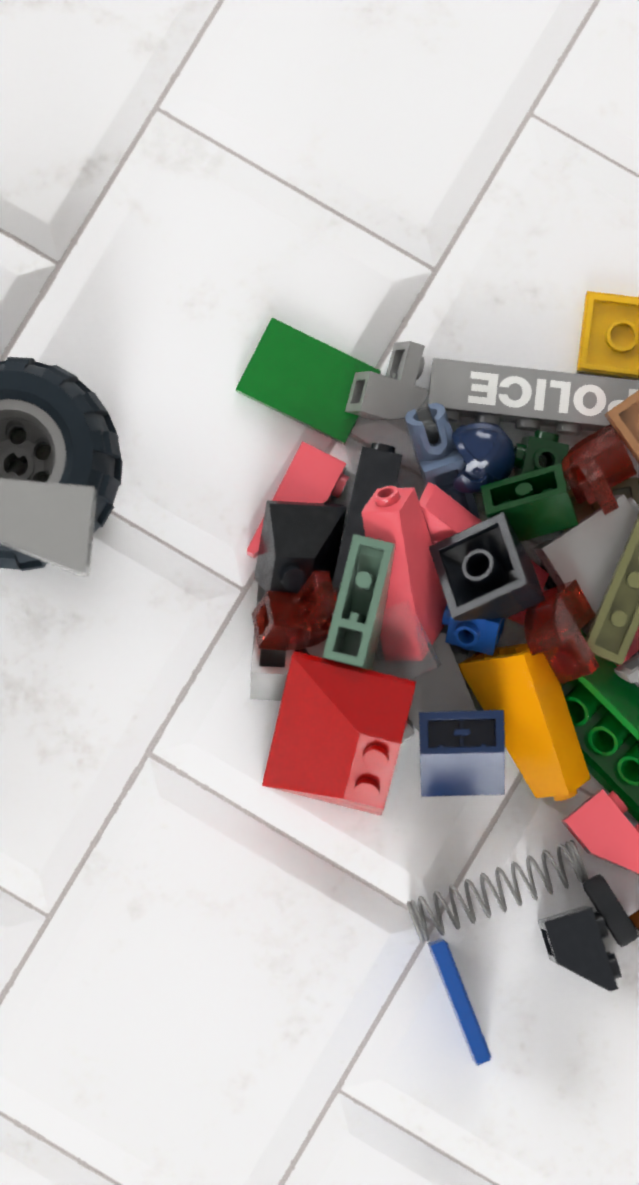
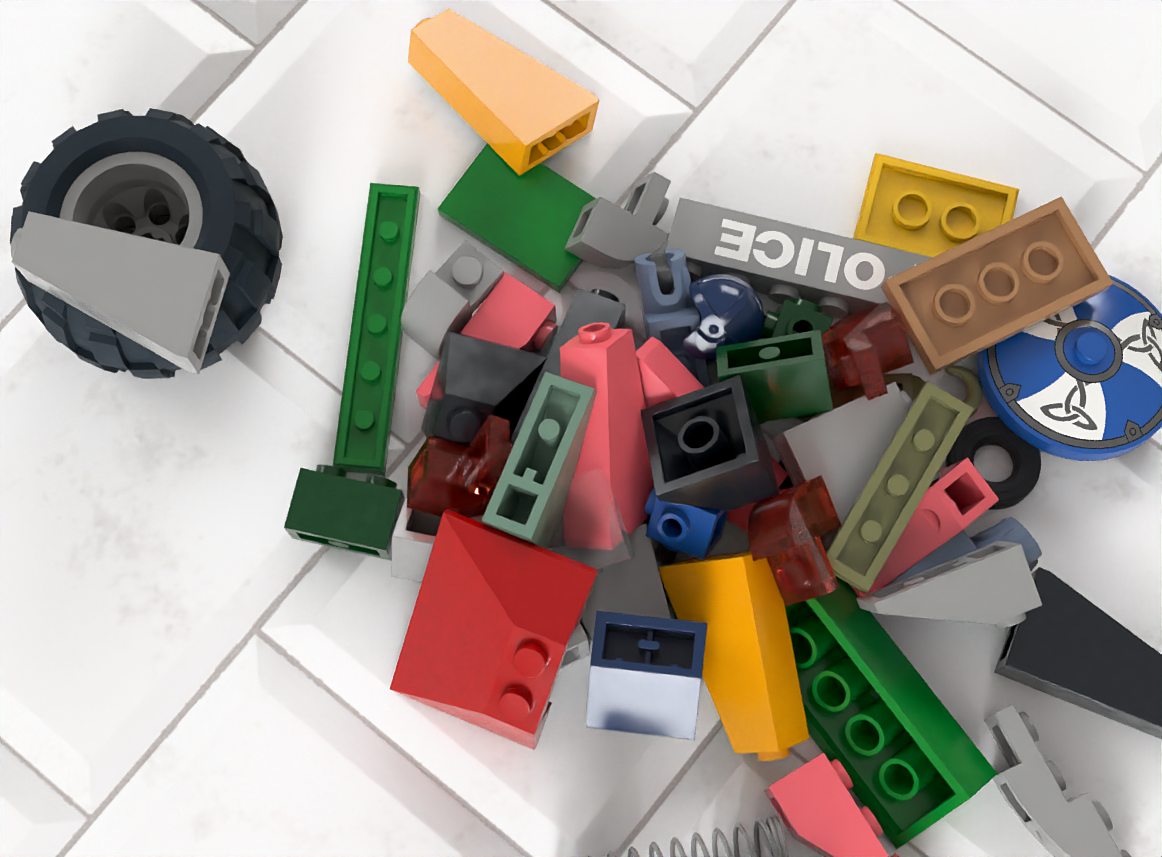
camera: 10 degrees right, 10 degrees down
(202, 495) = (376, 329): none -> green tile
(207, 653) = (344, 511): none -> dark green brick
(260, 468) = (449, 297): none -> light grey brick
(271, 282) = (500, 91): none -> light orange slope

